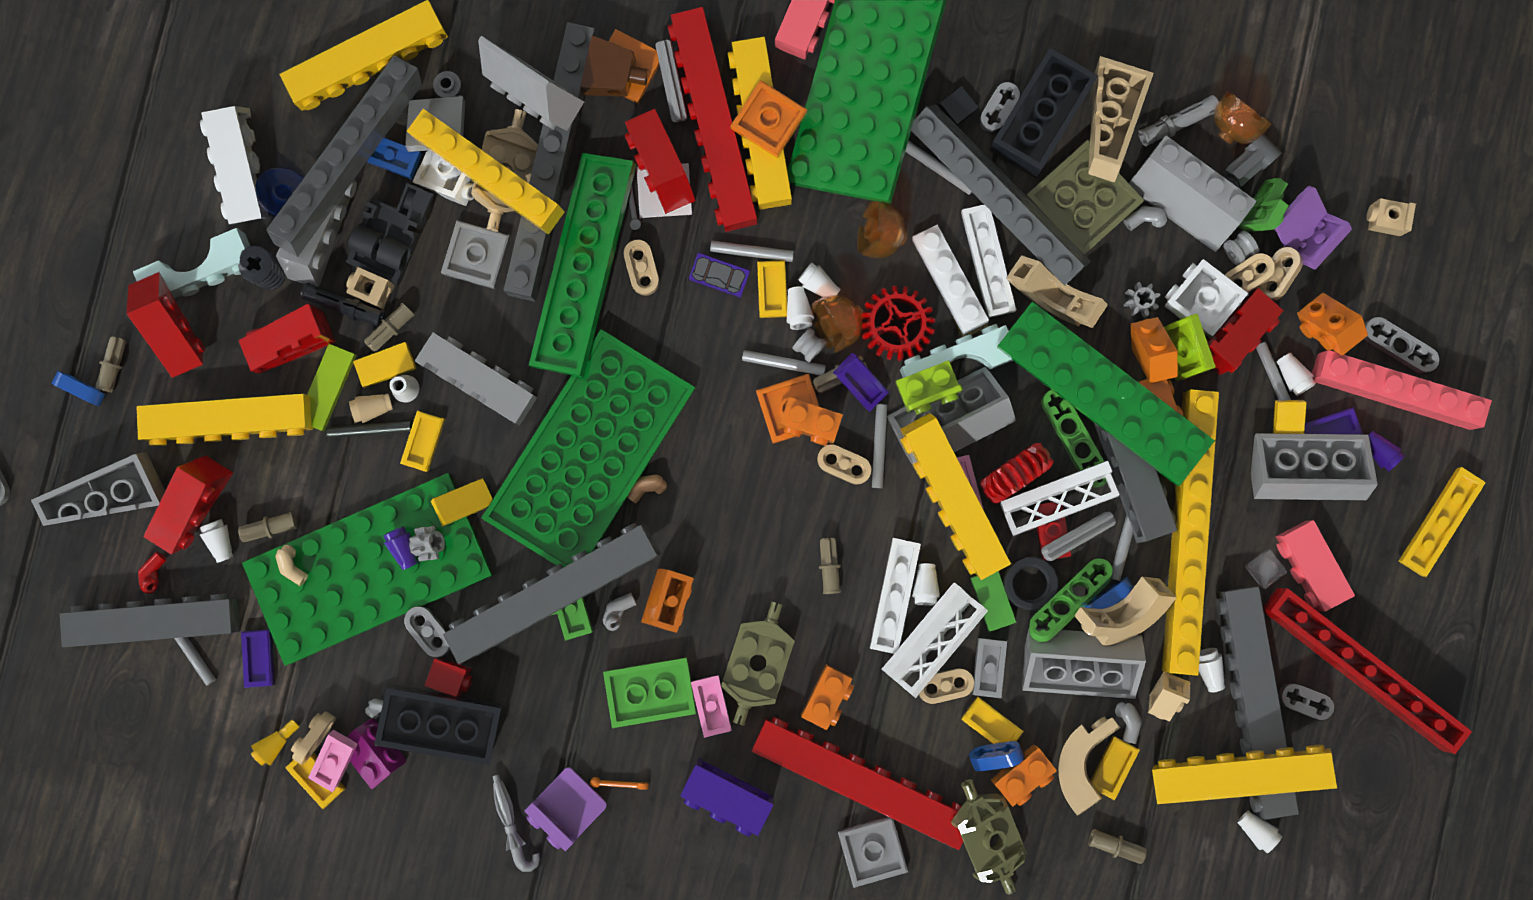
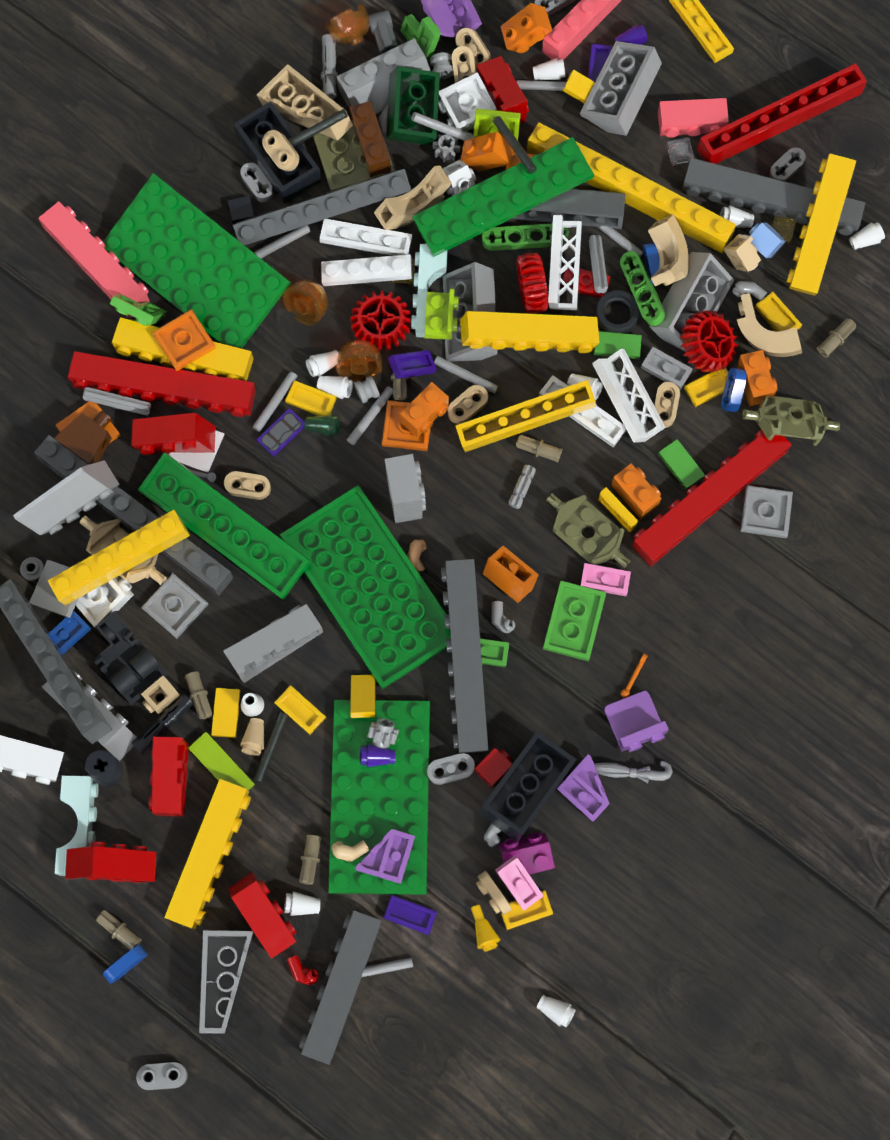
camera: 70 degrees left, 10 degrees down
(223, 857) = (556, 1010): none -> white cone
(276, 183) = (51, 729): clear blue dish -> none
(299, 610) = (388, 857): none -> medium lavender wing
(468, 787) = (585, 789): none -> medium lavender wing
(706, 441) = (405, 488): none -> light grey brick
(727, 798) = (680, 593): dark purple brick -> none
(747, 317) = (325, 424): none -> clear green cone
(777, 566) = (522, 486): none -> light grey axle
(779, 60) = (145, 313): none -> bright green plate
(796, 685) = (617, 509): none -> yellow tile
(854, 537) = (526, 416): none -> yellow brick
(884, 733) = (681, 464): none -> bright green tile
(1040, 703) = (708, 341): none -> red gear
(1041, 115) = (279, 149): none -> tan plate
(1083, 144) = (317, 128): none -> pearl dark grey bar
(1106, 209) = (370, 139): none -> reddish brown brick
(1107, 332) = (460, 176): none -> white brick
(1158, 284) = (442, 127): none -> light grey bar
(1171, 238) = (412, 92): none -> dark green brick
(1171, 378) = (514, 144): none -> pearl dark grey bar
(1199, 716) = (766, 239): none -> light blue brick
(1223, 728) = (784, 227): none -> clear yellow tile

